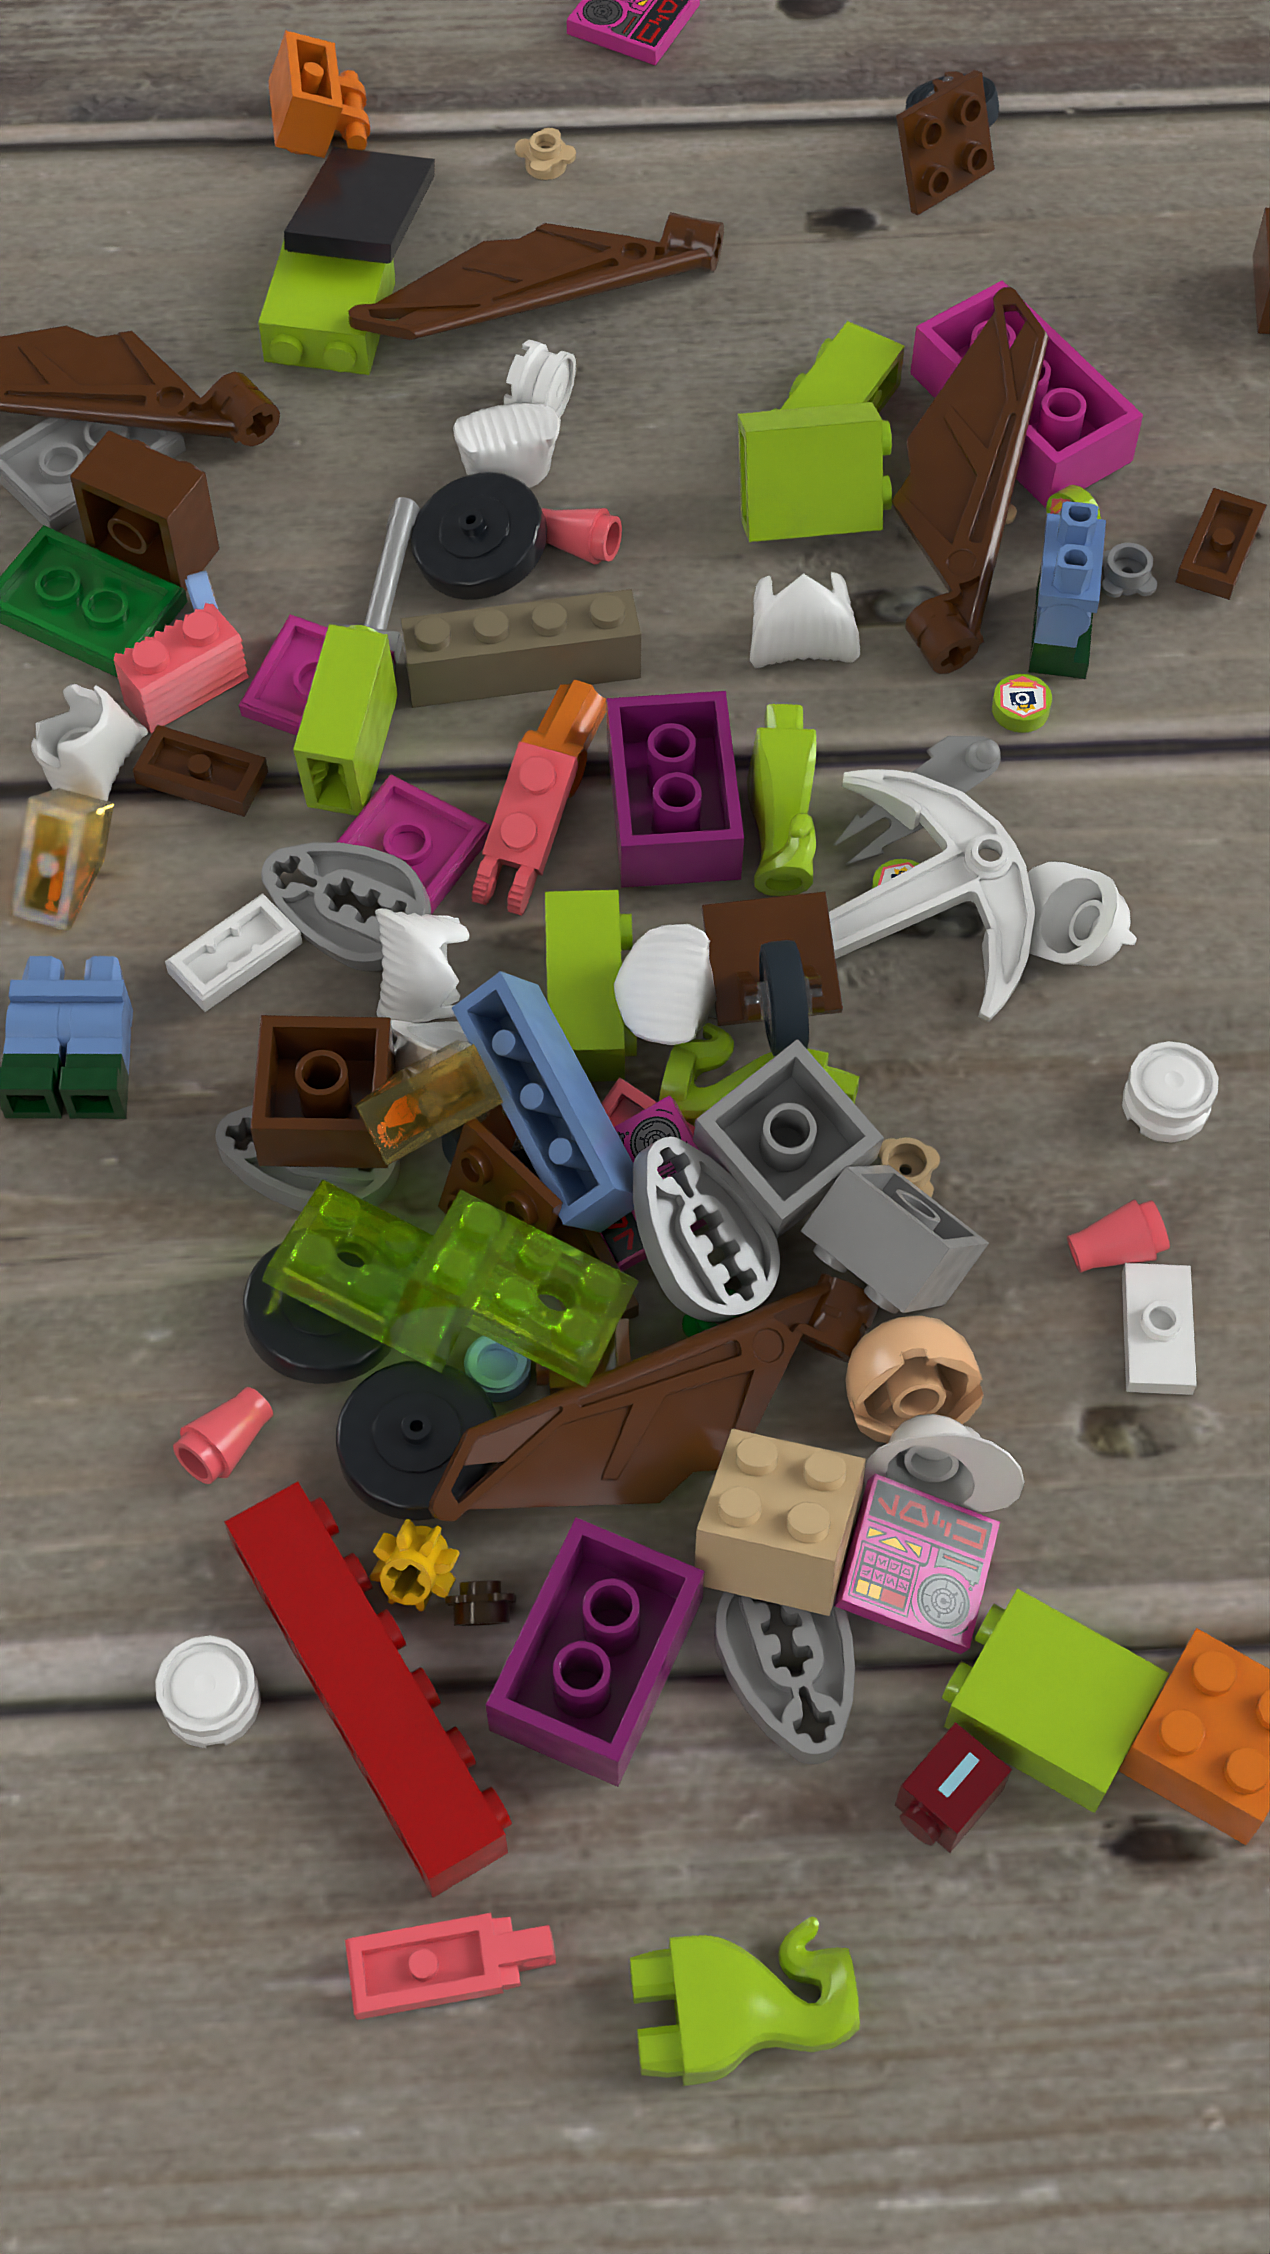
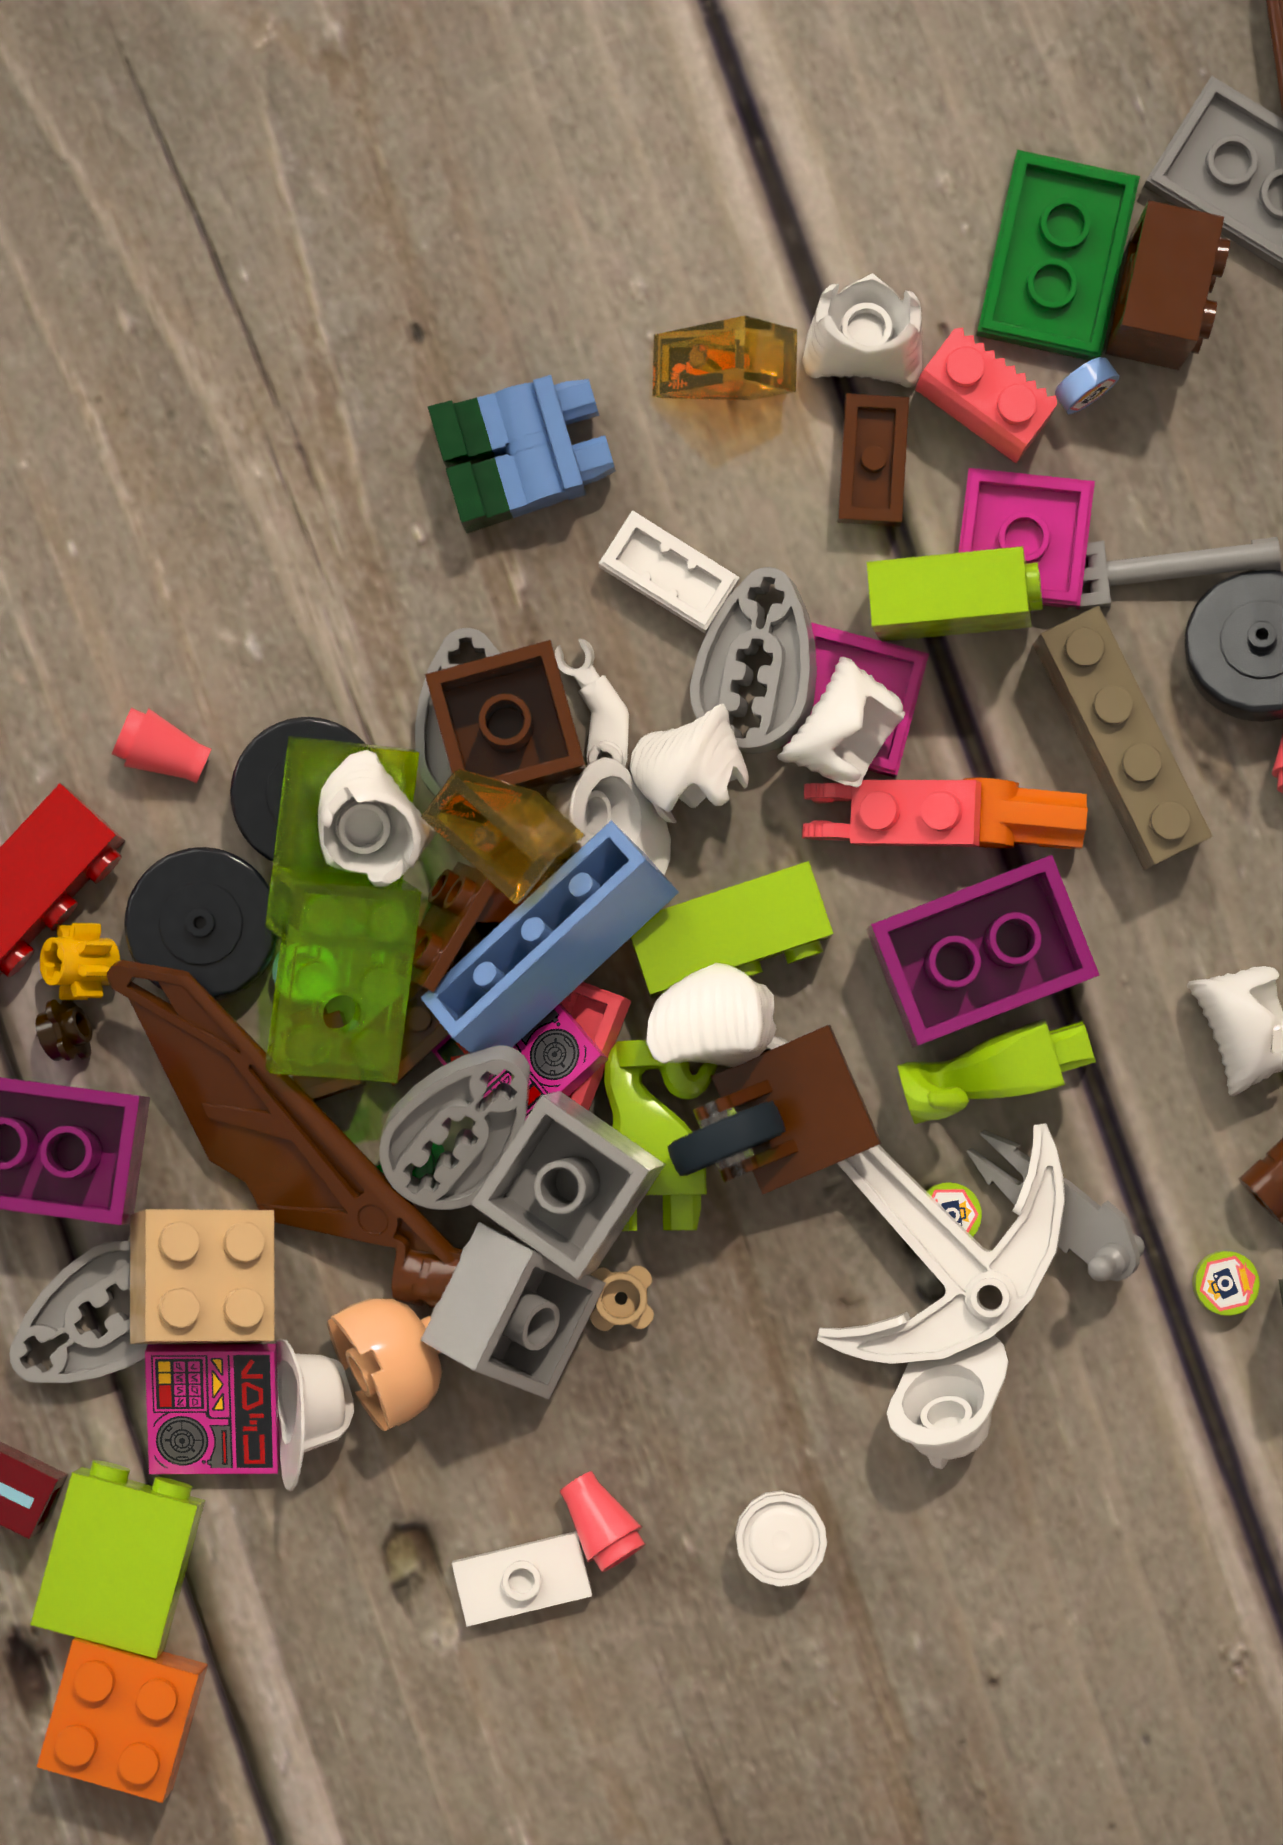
camera: 75 degrees right, 25 degrees up
(375, 1213) = (369, 821): none -> white hair
(427, 834) = (845, 726): none -> white hair

